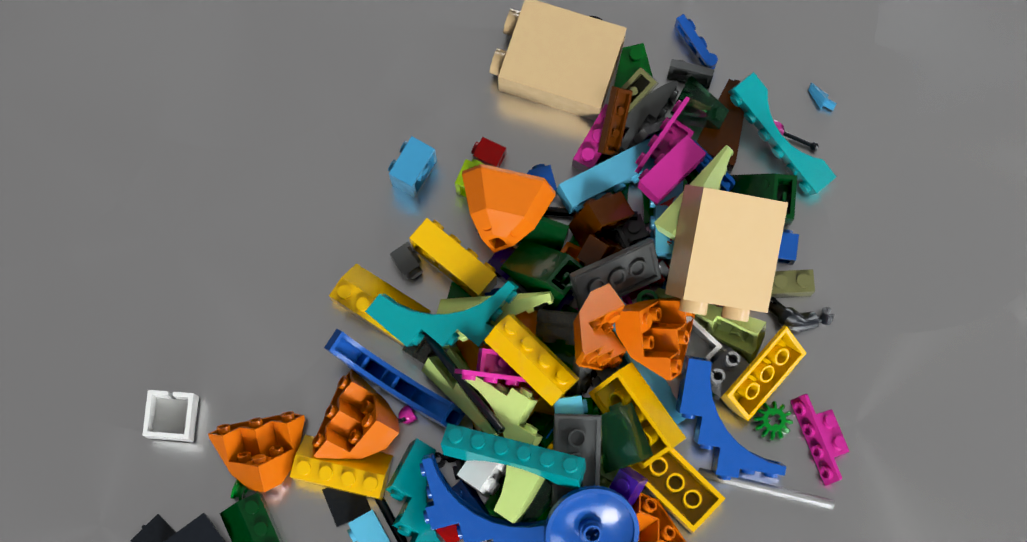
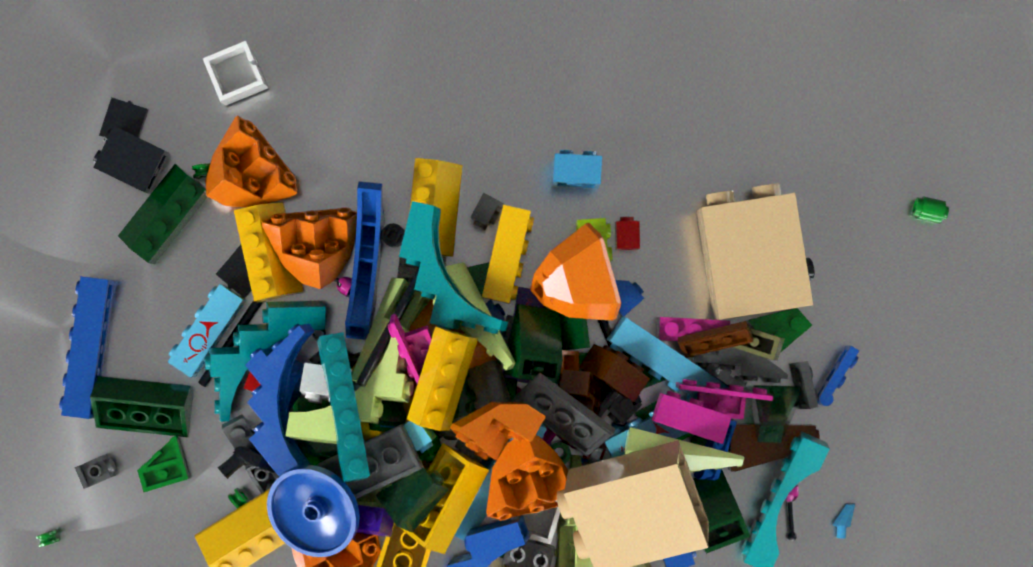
camera: 65 degrees right, 10 degrees up
(388, 353) = (396, 235): none -> black wheel

